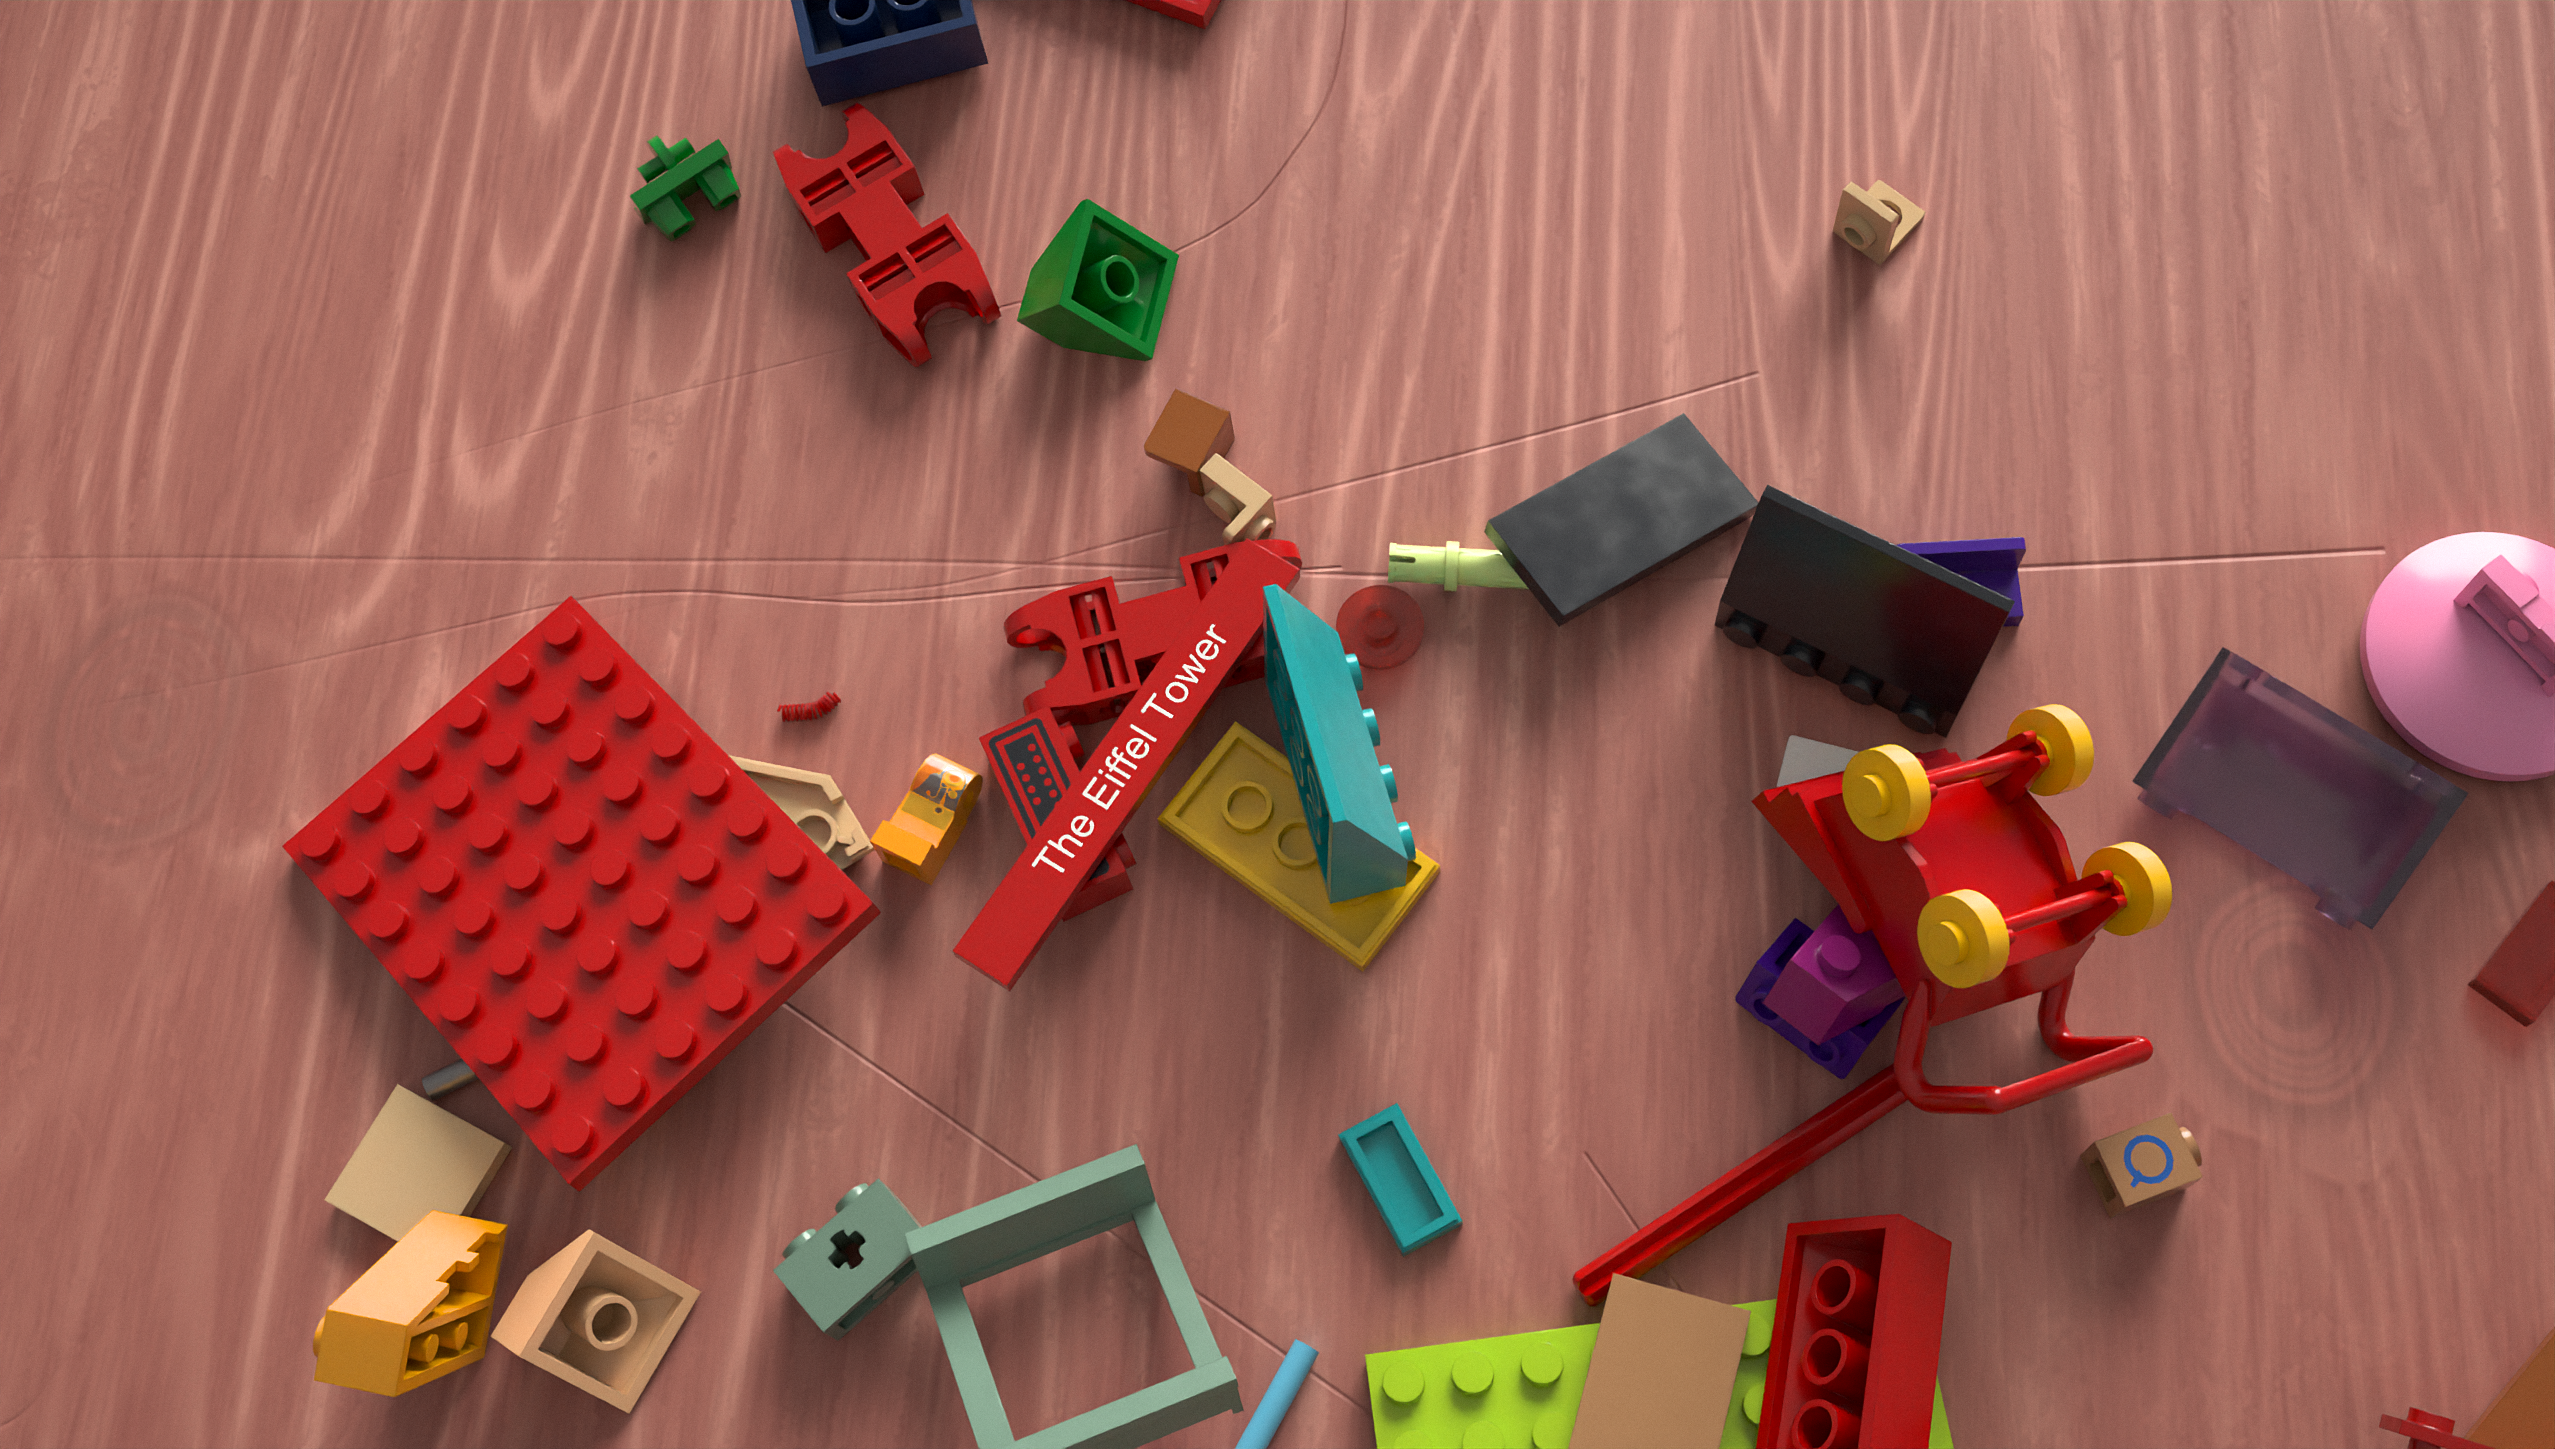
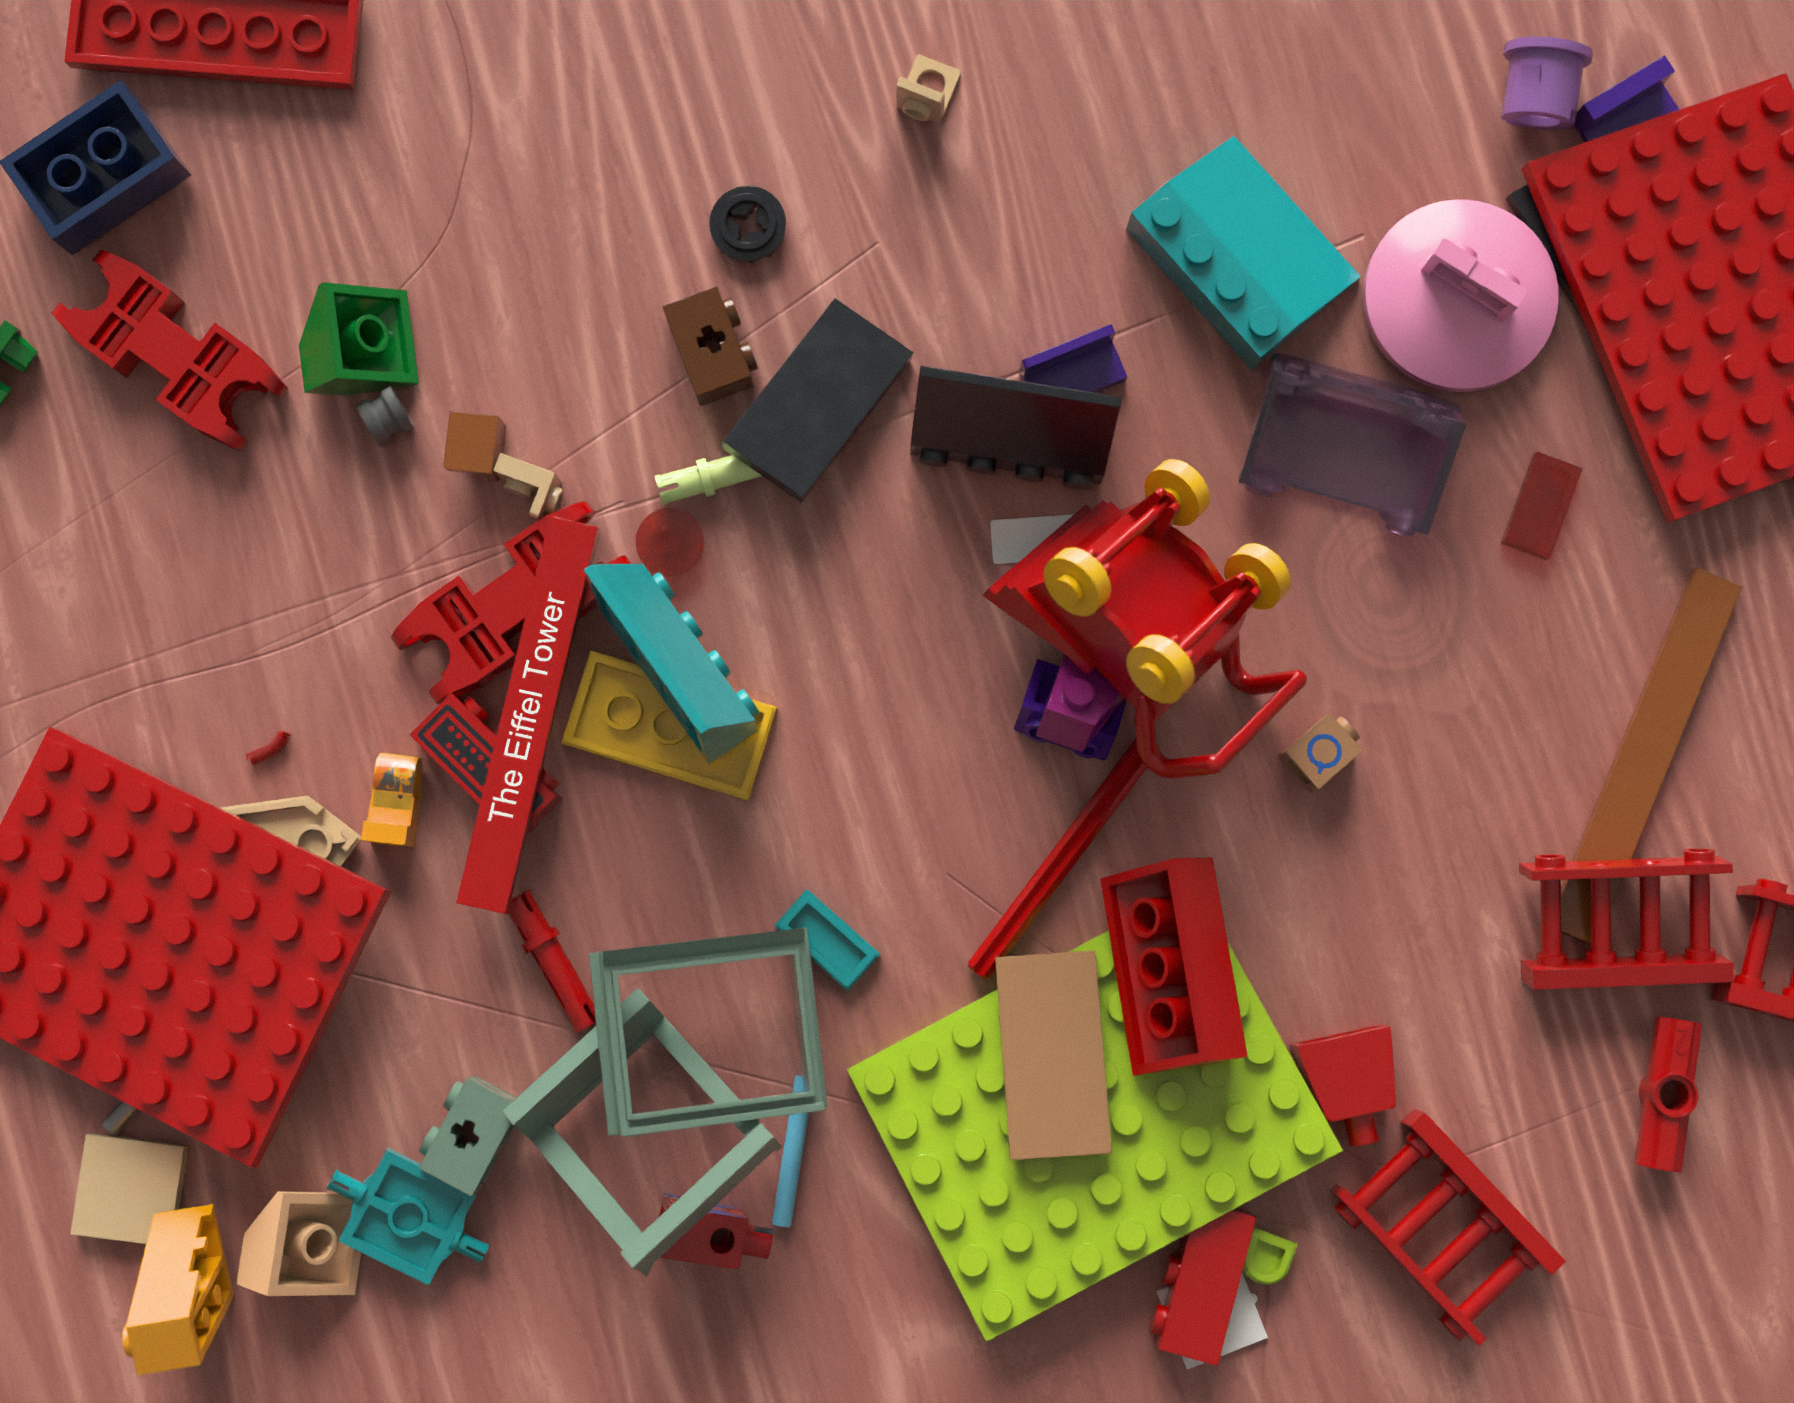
camera: 30 degrees left, 15 degrees up
(734, 1333) = (406, 1217): none -> teal plate
(1039, 1053) = (552, 960): none -> red pin
(1098, 377) = (385, 416): none -> dark grey wheel
(1234, 1118) = (604, 971): none -> sand green piece
(1507, 450) = (710, 373): none -> reddish brown brick
(1606, 278) = (741, 203): none -> black gear
(2215, 517) = (1241, 251): none -> teal slope

